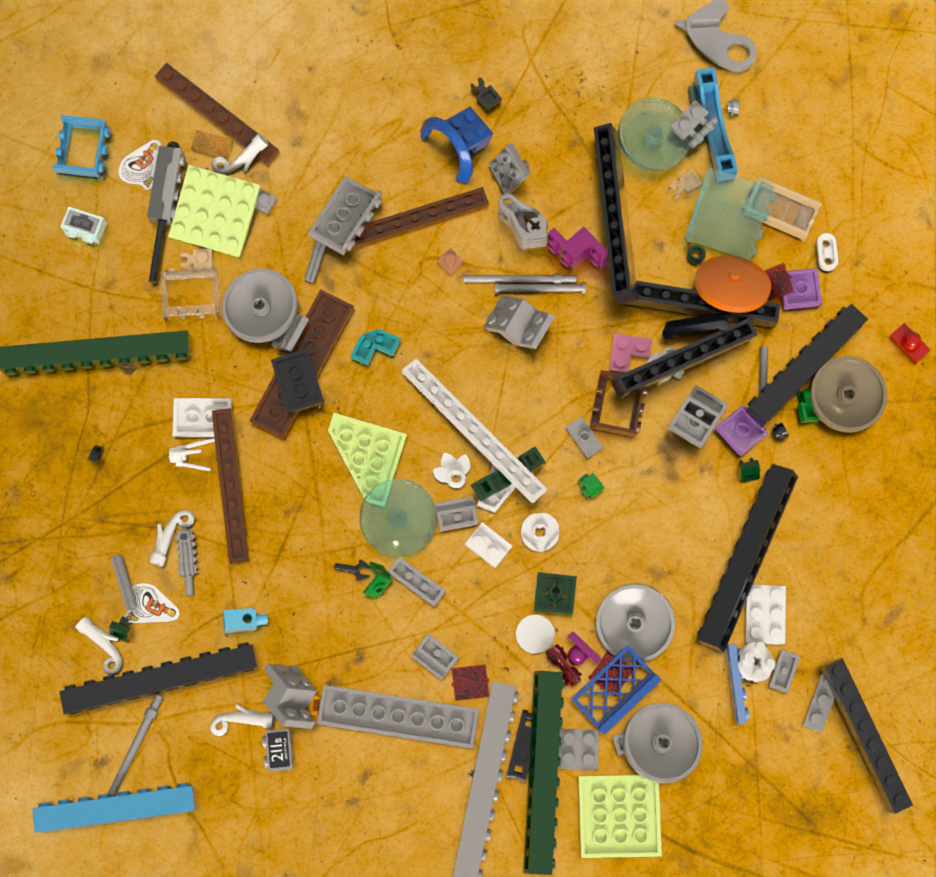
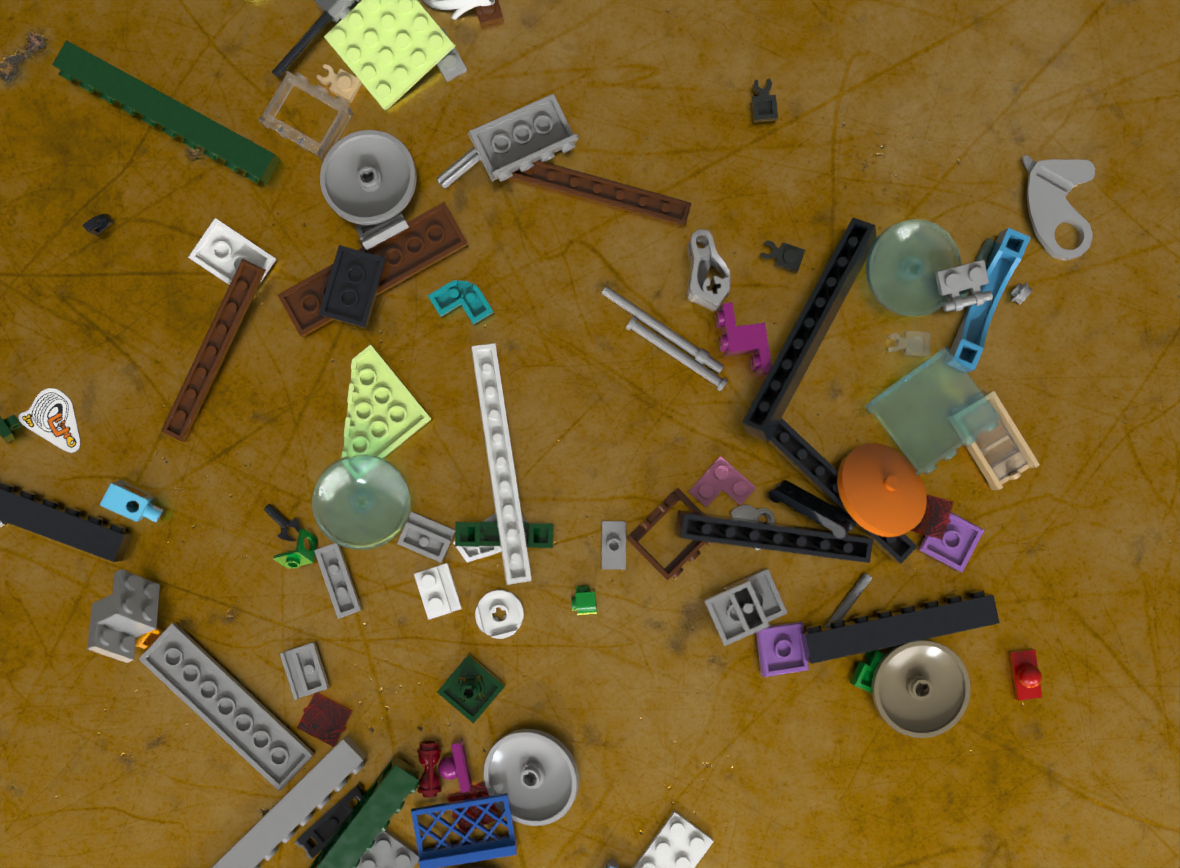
camera: 30 degrees right, 10 degrees up
(123, 581) = (41, 378): light grey axle -> none
(164, 537) = (112, 359): white plant -> none
(179, 454) = (184, 282): white plant -> none
(186, 558) = (121, 396): light grey piece -> none
(246, 716) = (74, 601): white plant -> none
(279, 750) = (80, 664): brick -> none
(450, 261) = (602, 261): nougat plate -> none
(452, 467) = (454, 483): white plate -> none
(465, 132) = (710, 131): blue piece -> none
(513, 169) = (731, 203): light grey plate -> none
(518, 322) = (627, 378): light grey bracket -> none
(535, 634) = (423, 715): white tile -> none
(568, 181) = (787, 256): none -> pearl dark grey plate
(700, 250) = (874, 427): dark green plate -> none
(747, 557) = (694, 787): black brick -> none
(749, 470) = (759, 696): dark green tile -> none
(780, 431) = (822, 677): black plate -> none
(827, 253) = (1008, 520): white plate -> none

